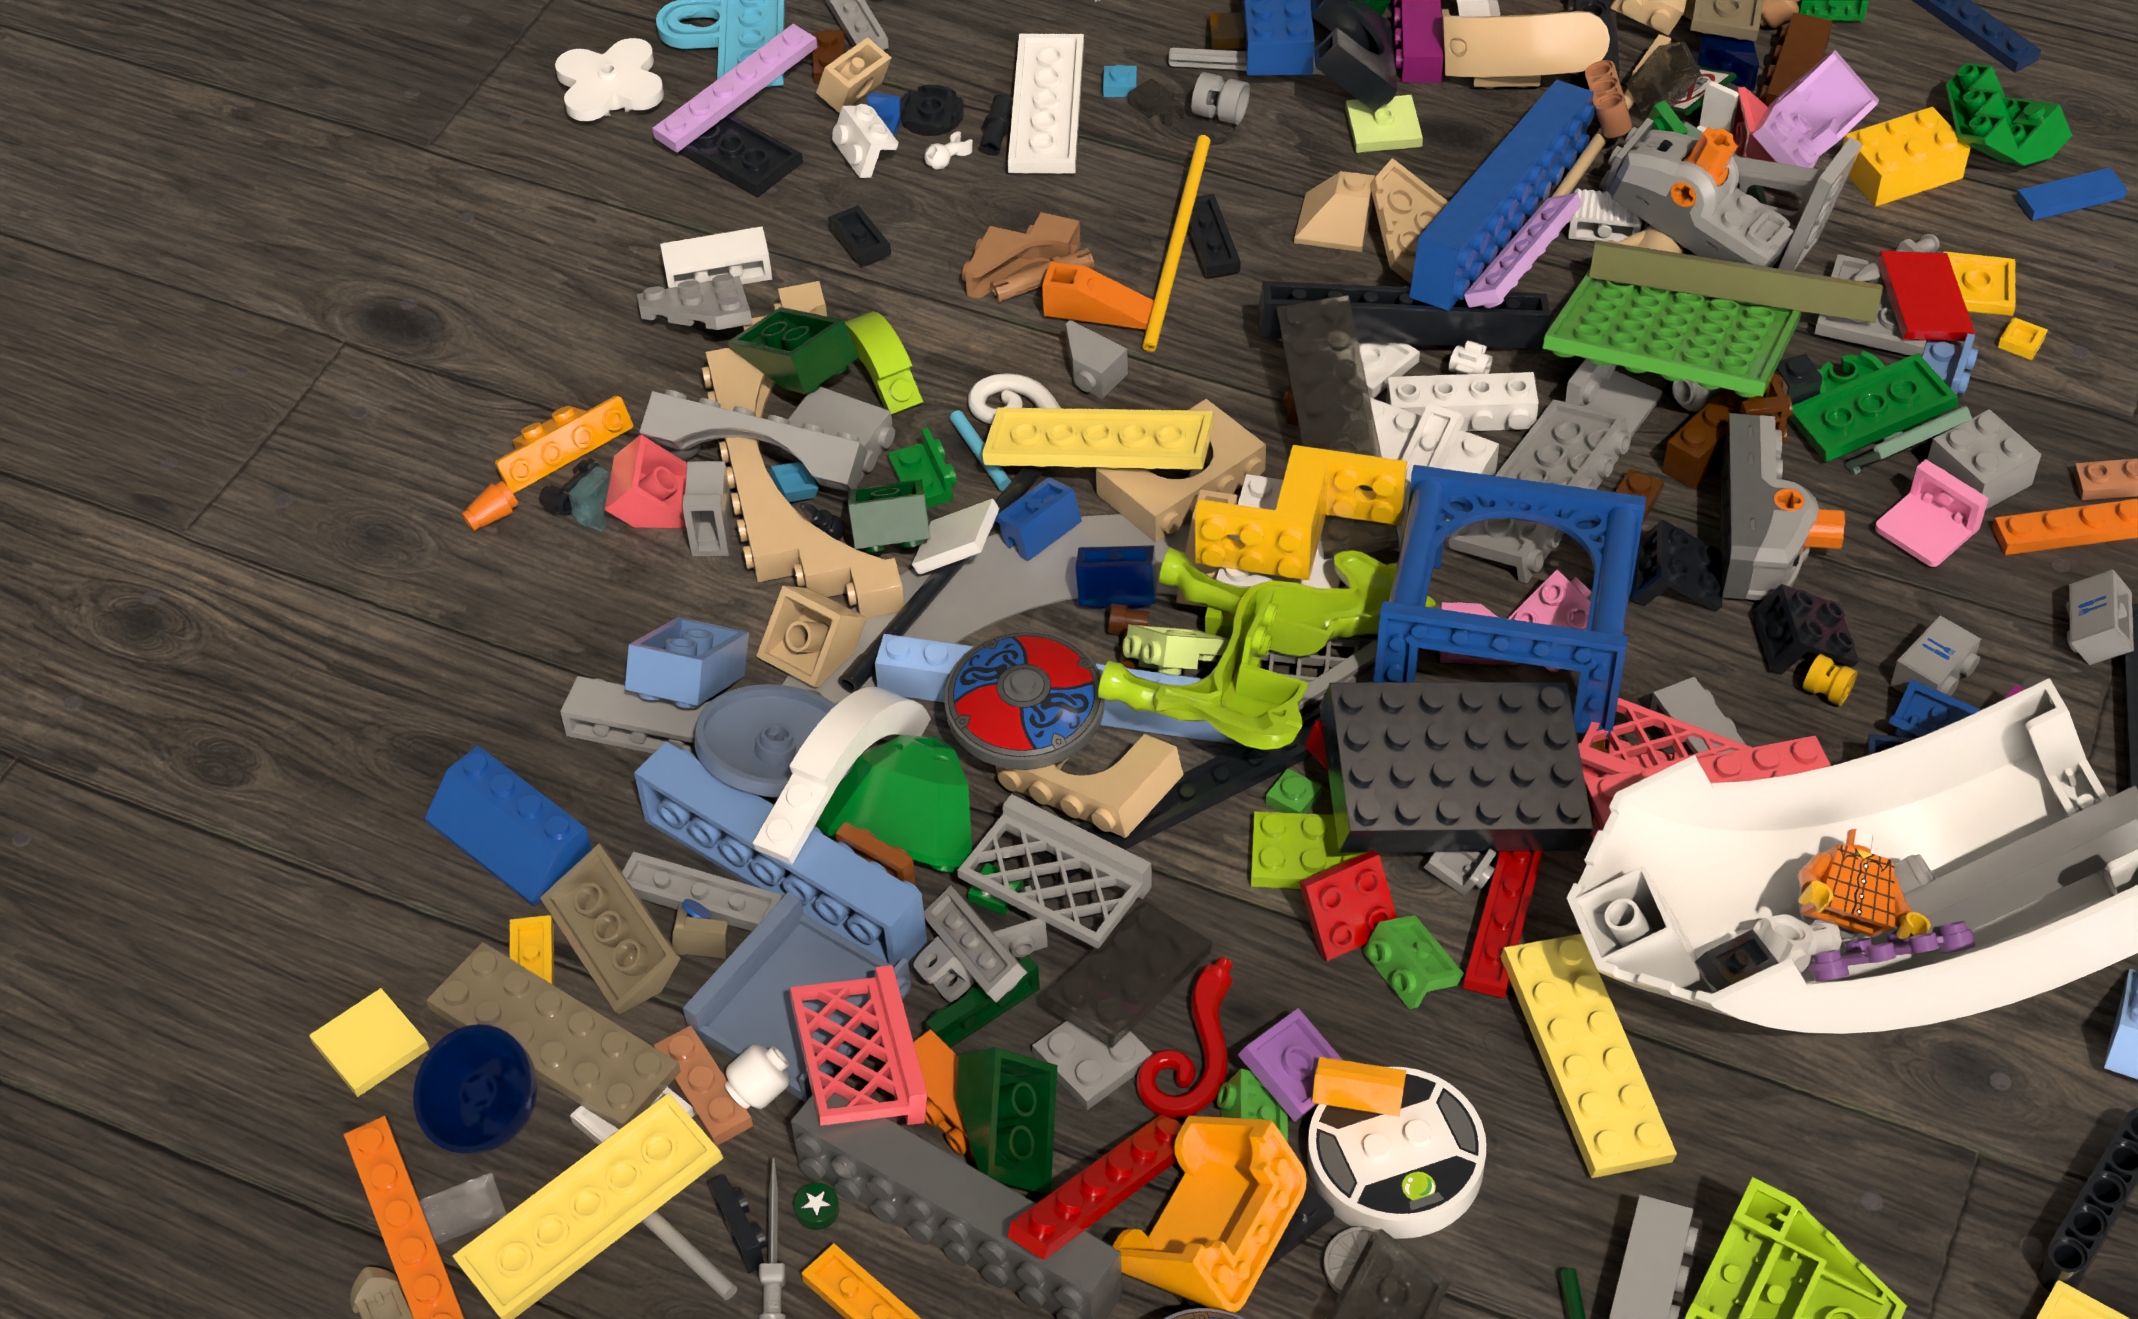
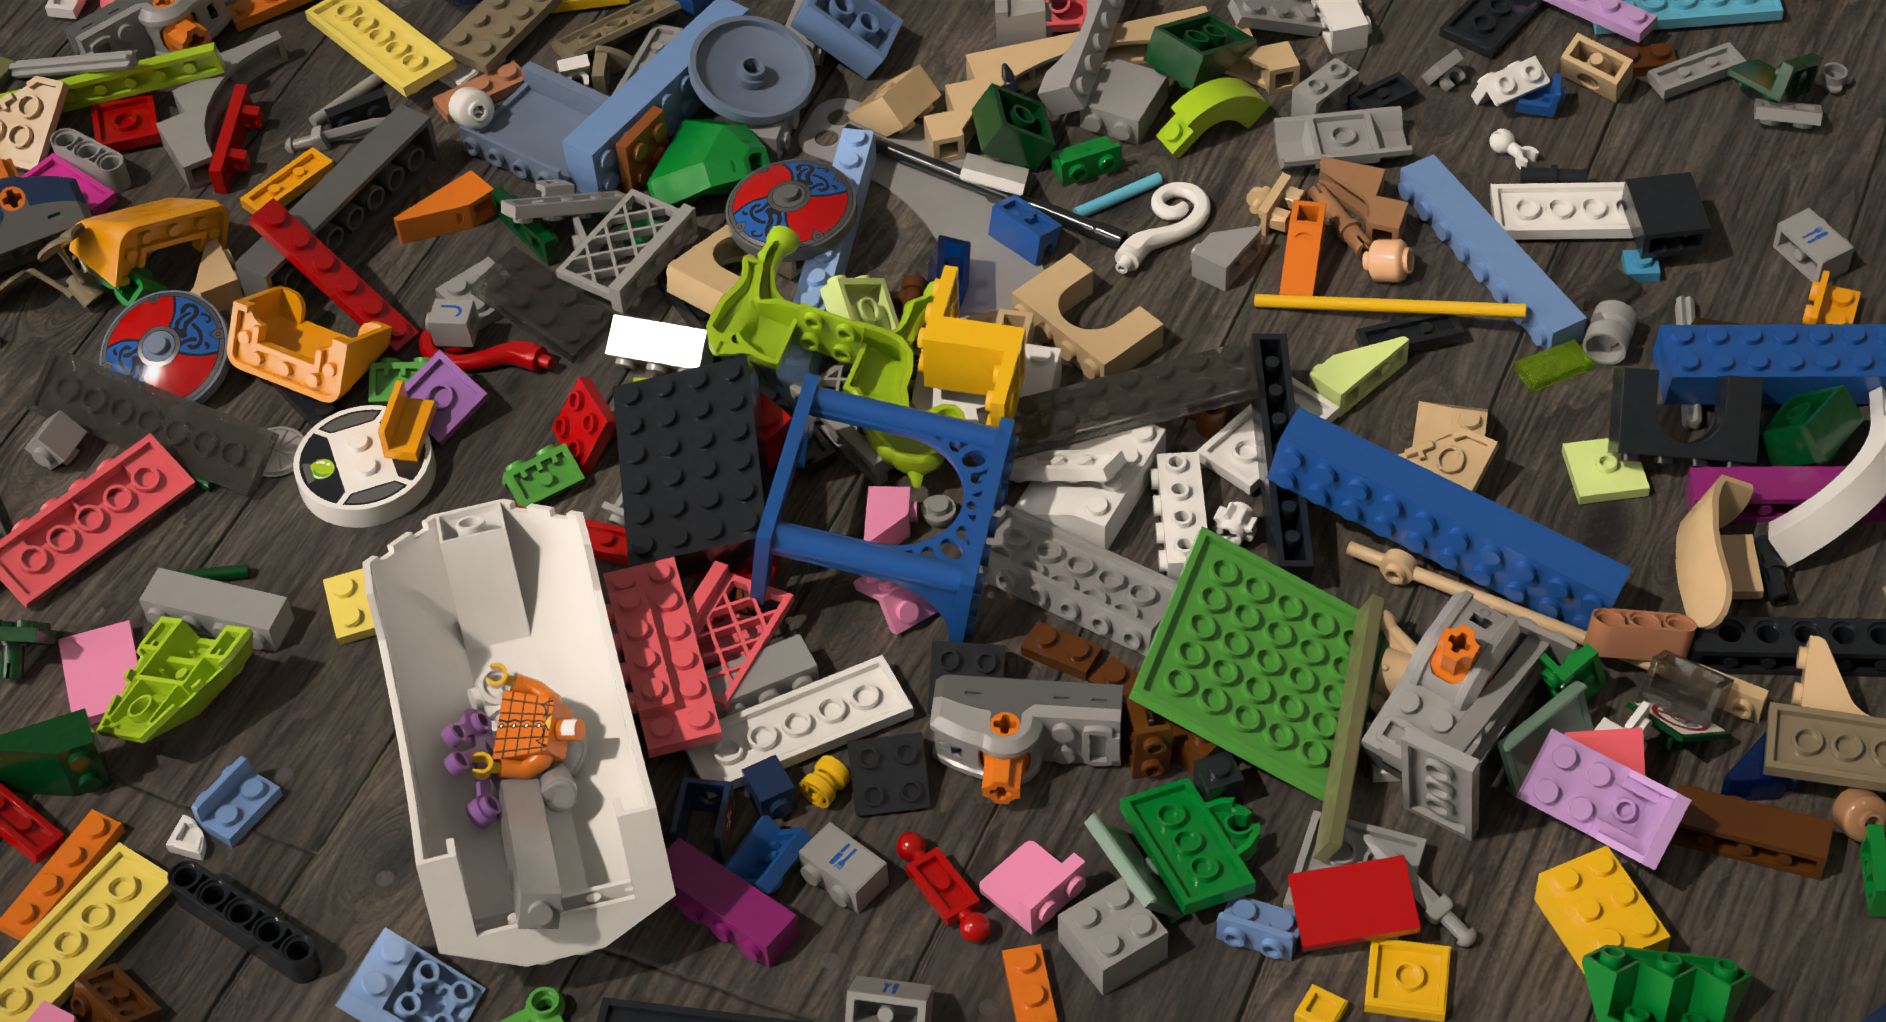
camera: 90 degrees right, 0 degrees up
(690, 970) = (575, 68): none -> white tile
(696, 909) = (618, 61): blue piece -> none
(825, 759) = (734, 91): white arch -> none
(826, 187) = (1445, 68): none -> light grey tile
(855, 273) = (1325, 90): none -> light grey brick
(895, 1050) = (462, 155): coral fence -> none
(926, 271) = (1345, 135): none -> light grey piece
(931, 110) = (1575, 136): black tile -> none
(1009, 1116) = (407, 234): dark green slope -> none
(1017, 322) = (1271, 203): none -> tan hips
(1078, 41) = (1666, 215): none -> black brick
(1099, 438) = (1098, 248): light yellow plate -> none
(1100, 171) = (1490, 252): none -> medium blue brick
(1110, 240) = (1388, 260): none -> light nougat head
(1172, 1056) = (453, 322): none -> light grey brick
(1216, 840) = (657, 345): none -> brick
(1250, 146) = (1553, 365): none -> clear neon green tile
(1264, 262) = (1357, 372): none -> yellowish green slope
(1450, 592) = (938, 510): none -> light grey plate
(1522, 251) = (1354, 536): lavender plate -> none
(1735, 960) = (466, 644): black plate -> none
(1744, 682) = (804, 722): none -> white plate
(1845, 724) = (770, 788): none -> dark blue brick
(1932, 1236) = (235, 802): none -> medium blue bracket
(1941, 589) = (943, 887): none -> red plate
(1986, 1287) = (187, 839): none -> white tile

